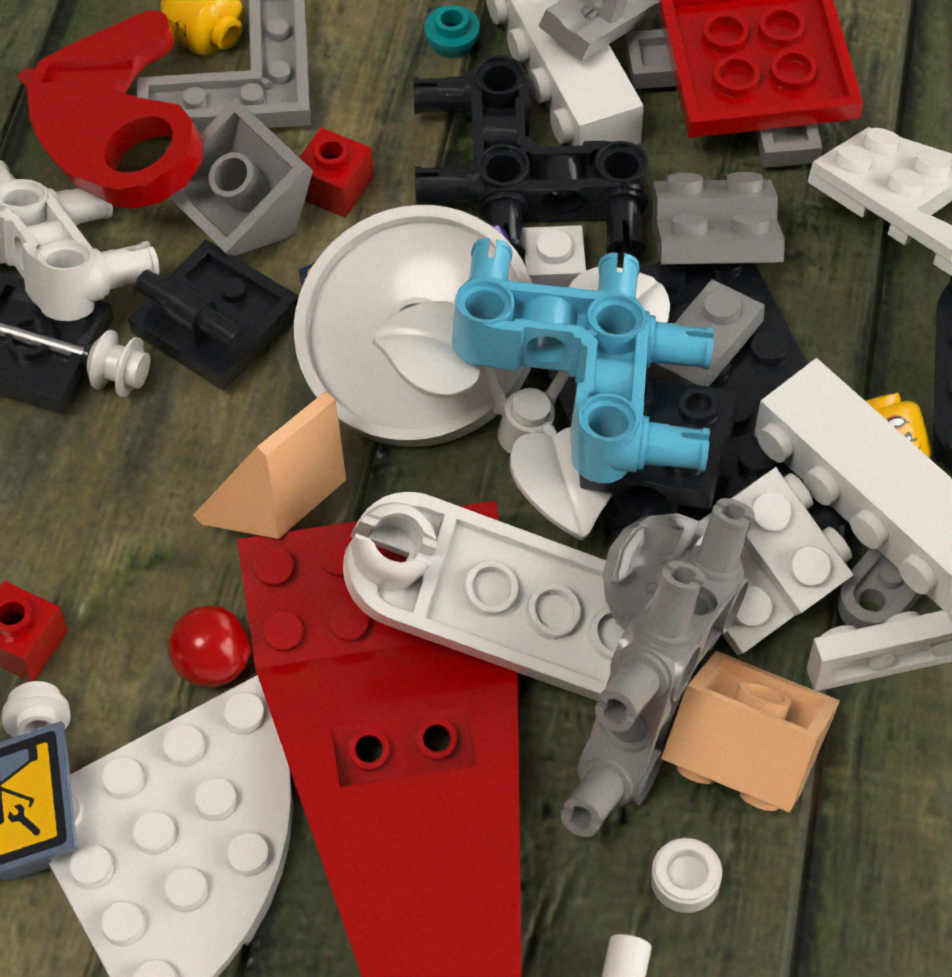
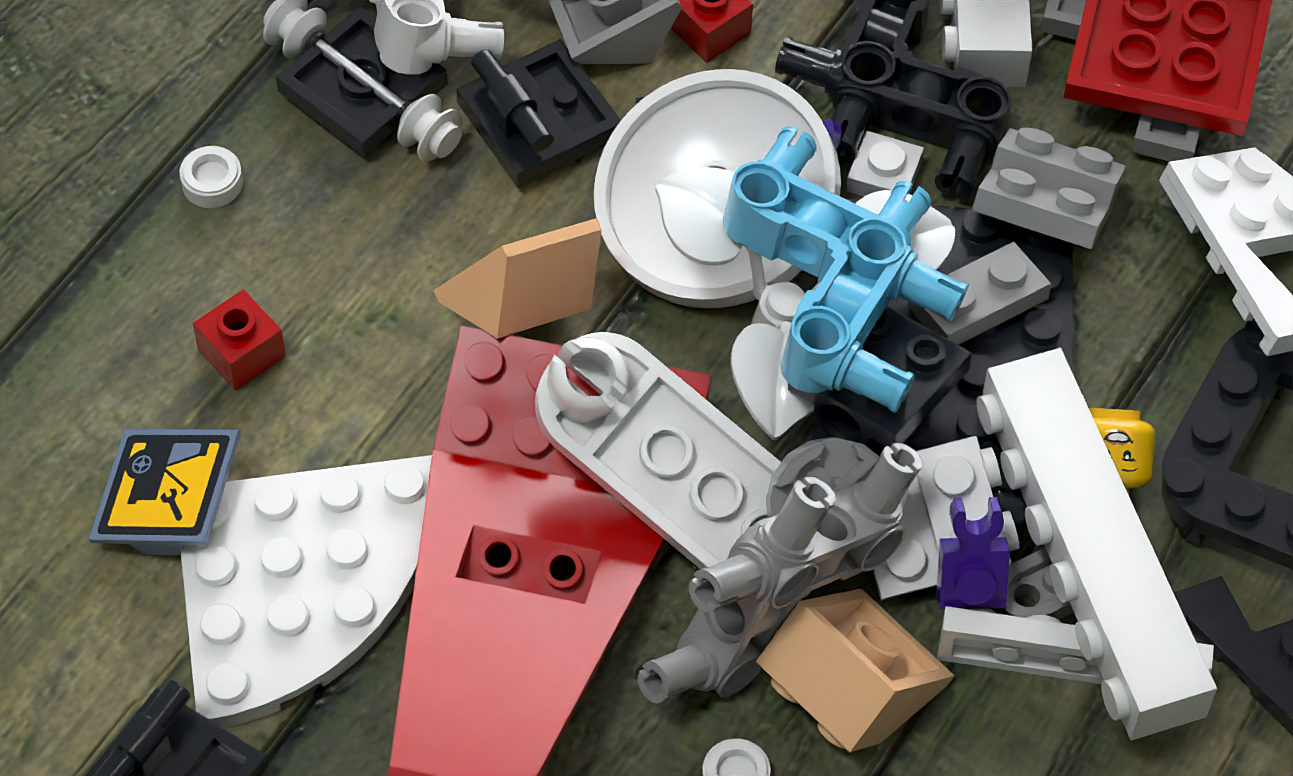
camera: 20 degrees right, 0 degrees up
(34, 707) = (224, 410): white plate -> none
(208, 647) = (398, 414): red piece -> none
(829, 587) = (976, 563): none -> dark purple plate

